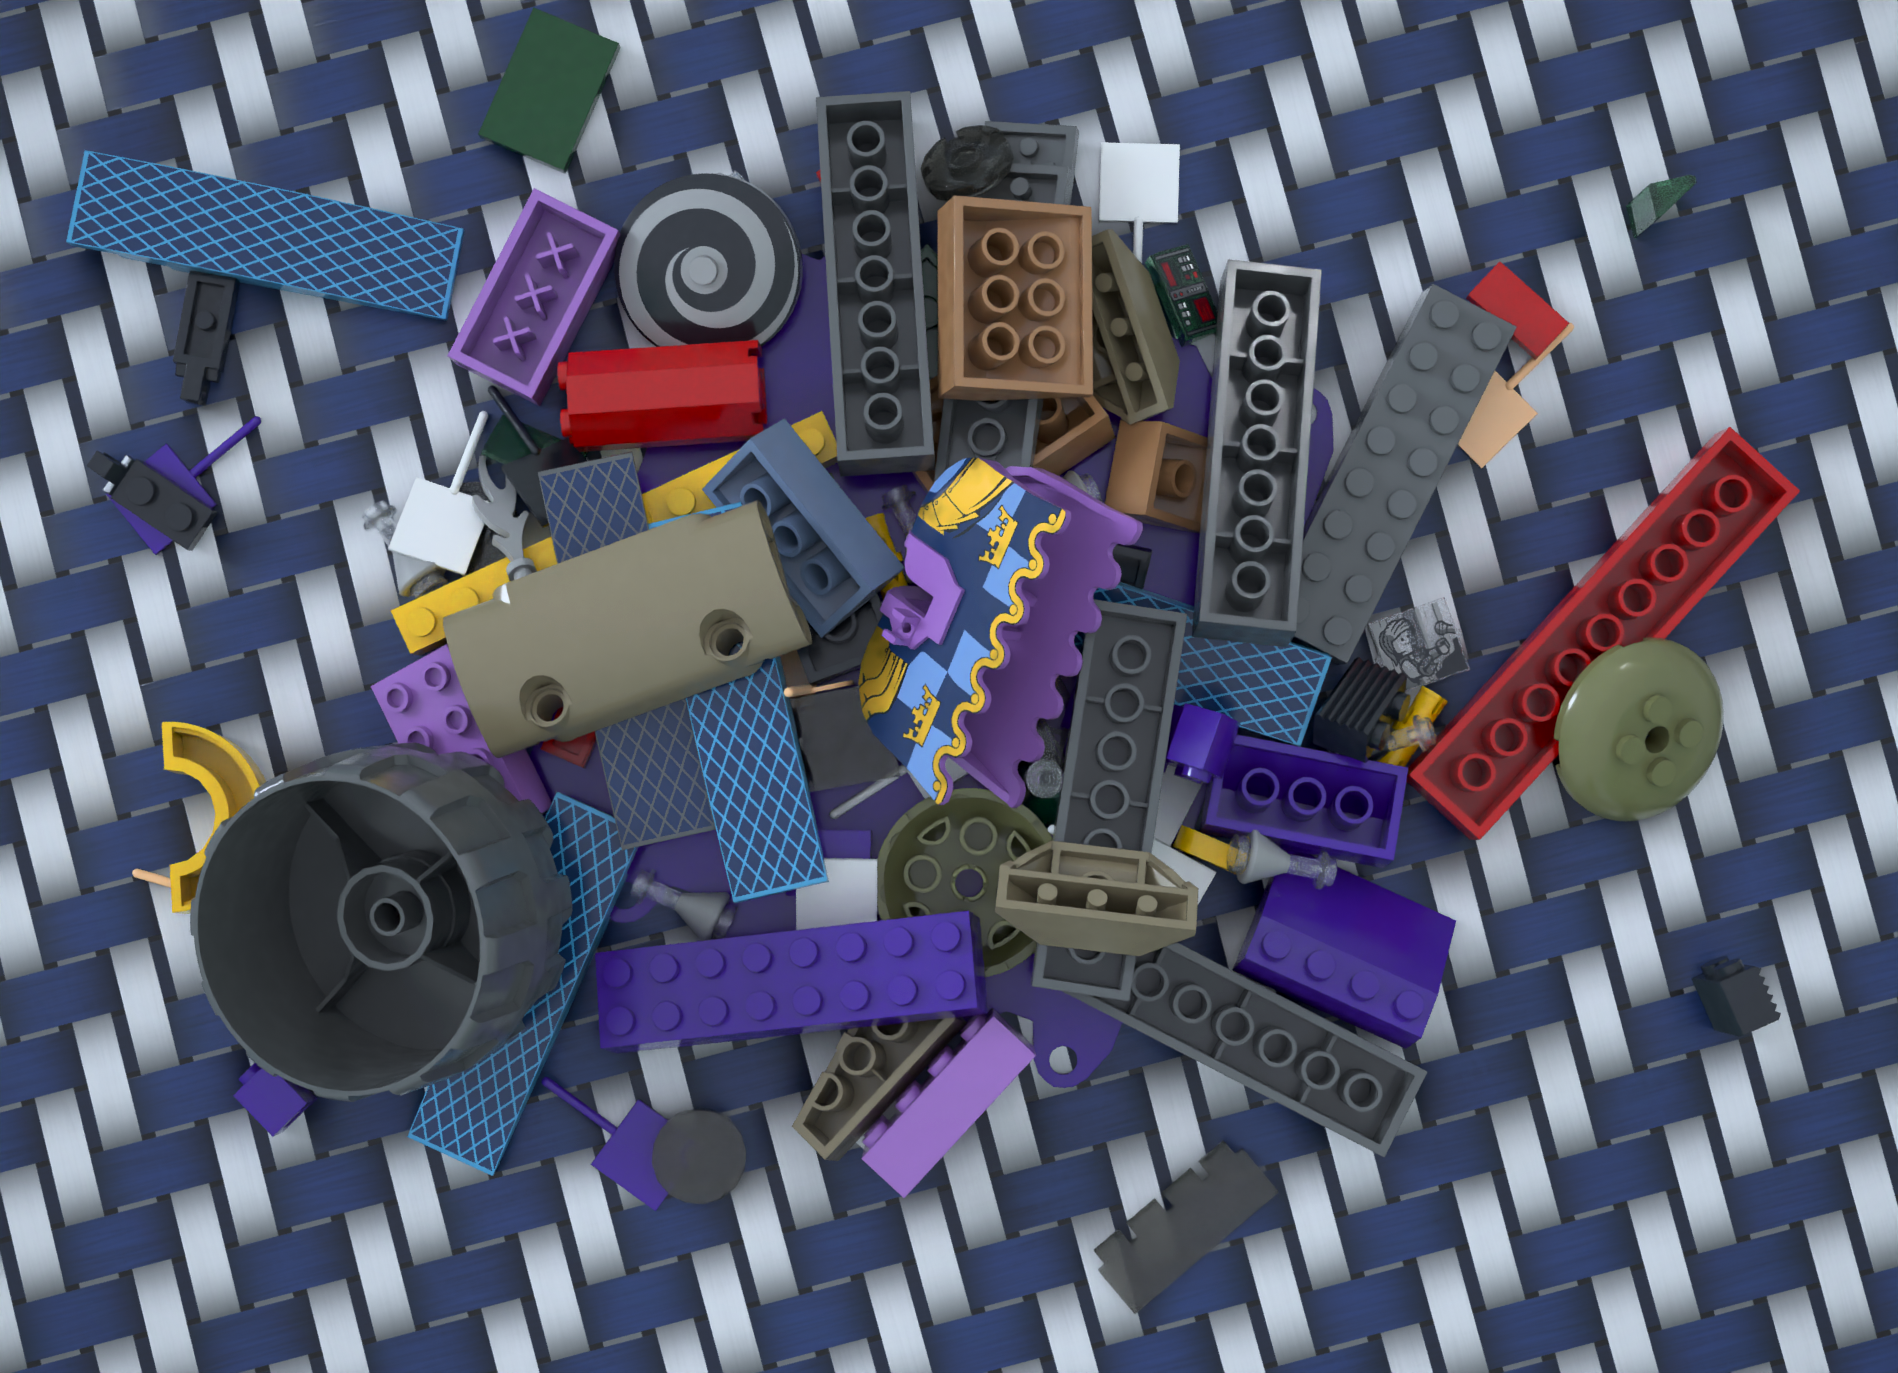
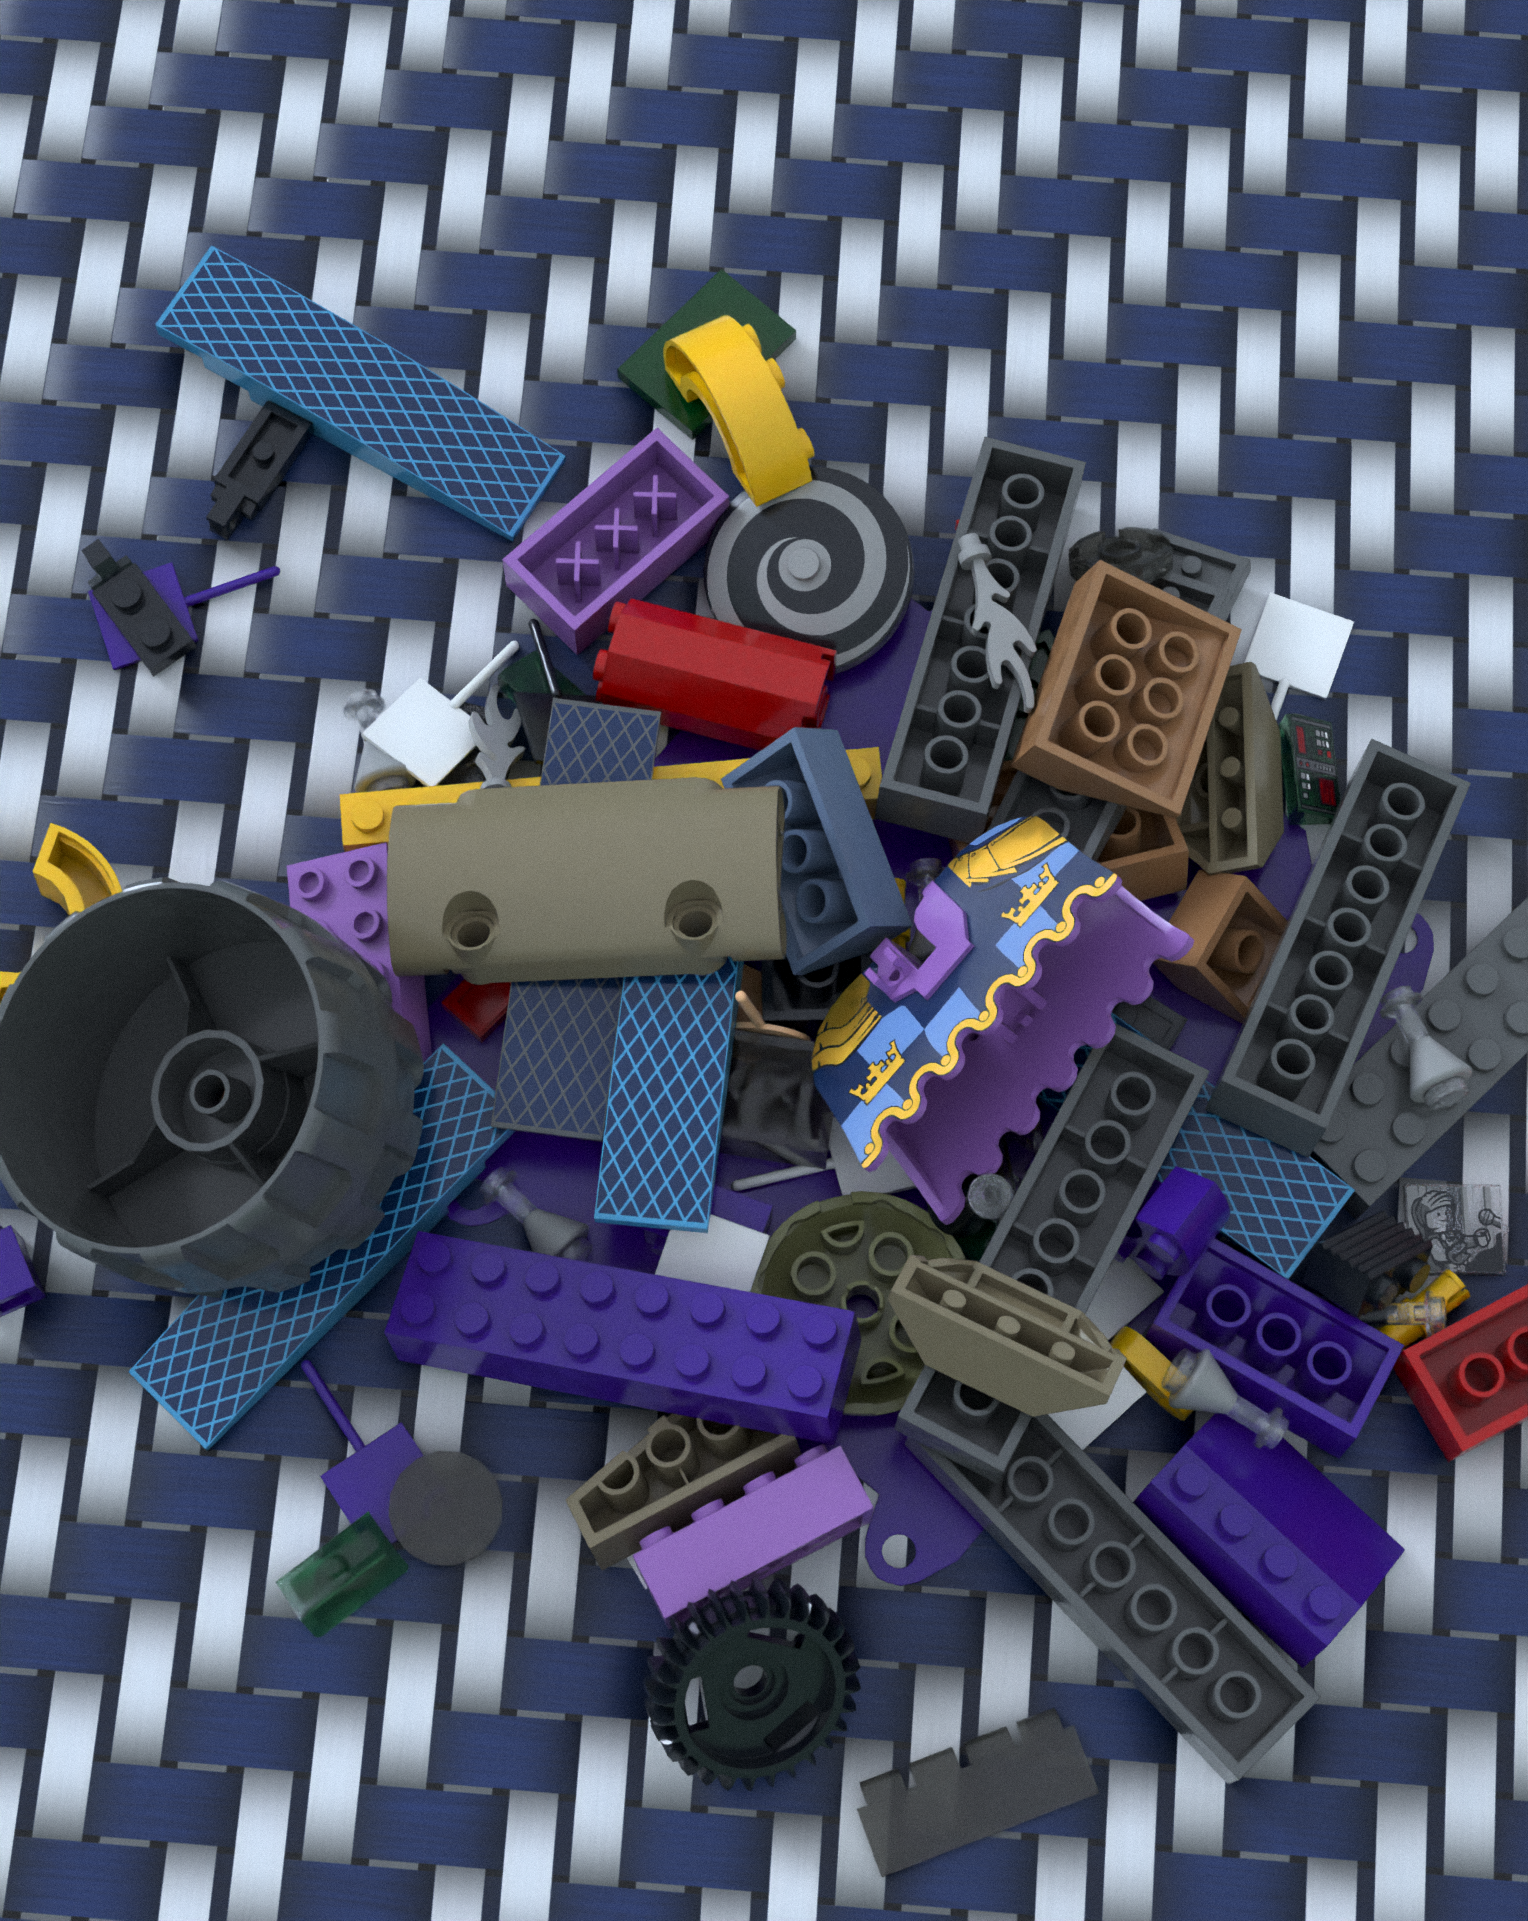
camera: 20 degrees right, 15 degrees down
(597, 141) = (745, 399): none -> yellow brick
(637, 1235) = (342, 1575): none -> clear green slope
(891, 276) = (1003, 627): none -> light grey piece
(1011, 1240) = (744, 1726): none -> black gear
(1367, 539) = (1435, 1072): none -> piece

